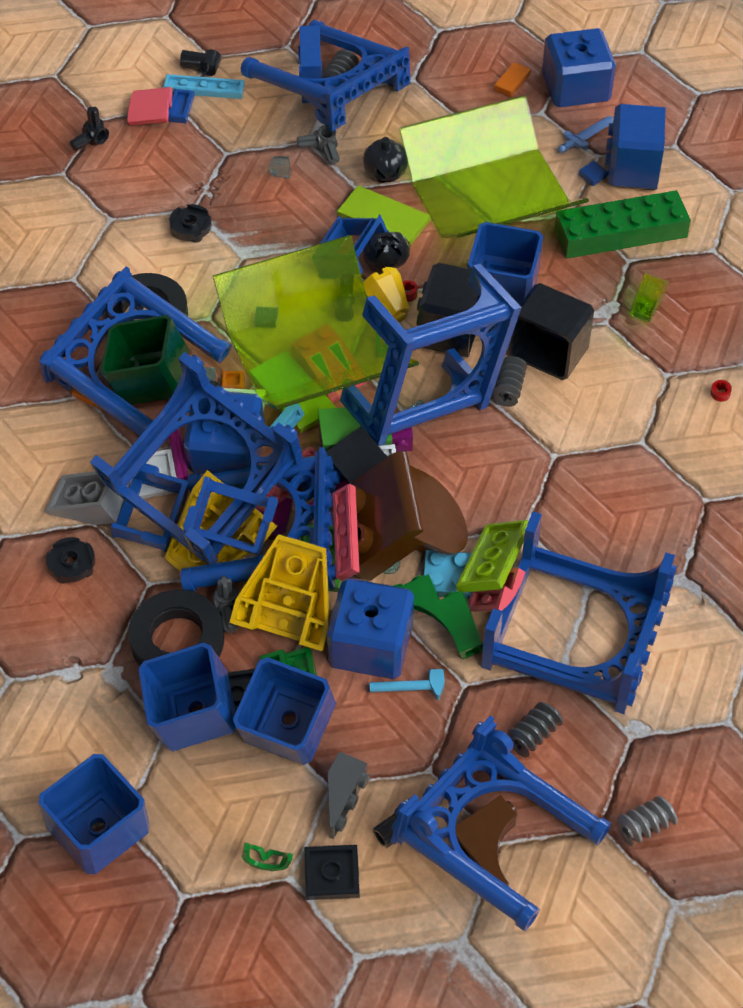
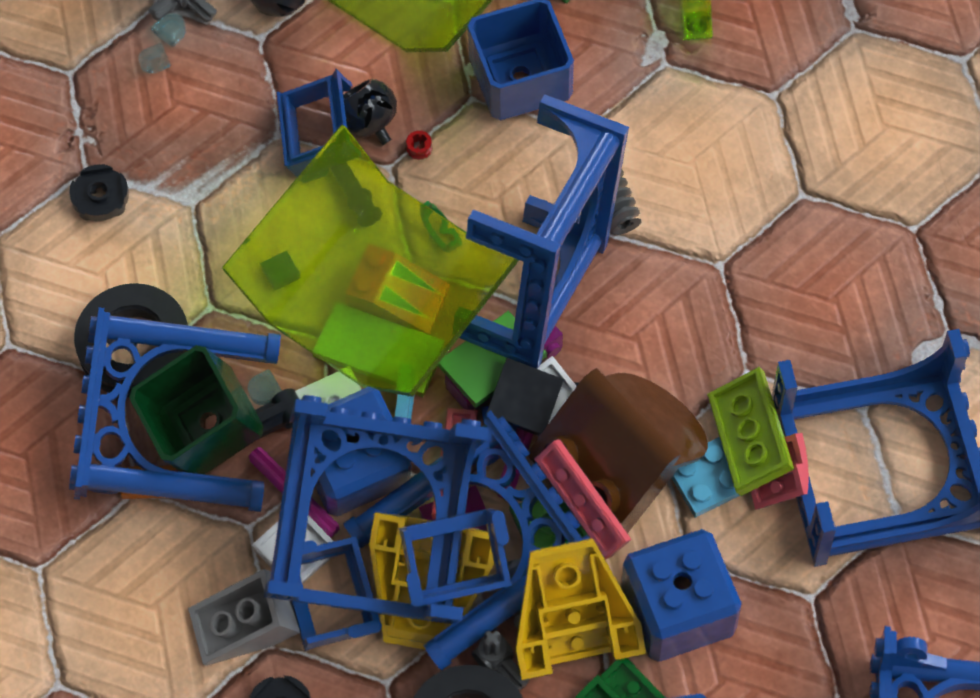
camera: 30 degrees left, 10 degrees up
(233, 379) = (299, 373): orange tile -> none
(304, 156) = (170, 28): none -> clear light blue tile
(389, 291) = (409, 166): yellow cone -> none
(396, 215) = (307, 57): lime tile -> none
(435, 683) = (781, 614): medium azure piece -> none
(446, 295) = (499, 148): black plate -> none
(450, 611) = (751, 525): green arch -> none
(533, 727) = (919, 606): dark grey piece -> none
(552, 331) = (640, 99): black plate -> none
(721, 384) = (852, 79): red bush -> none

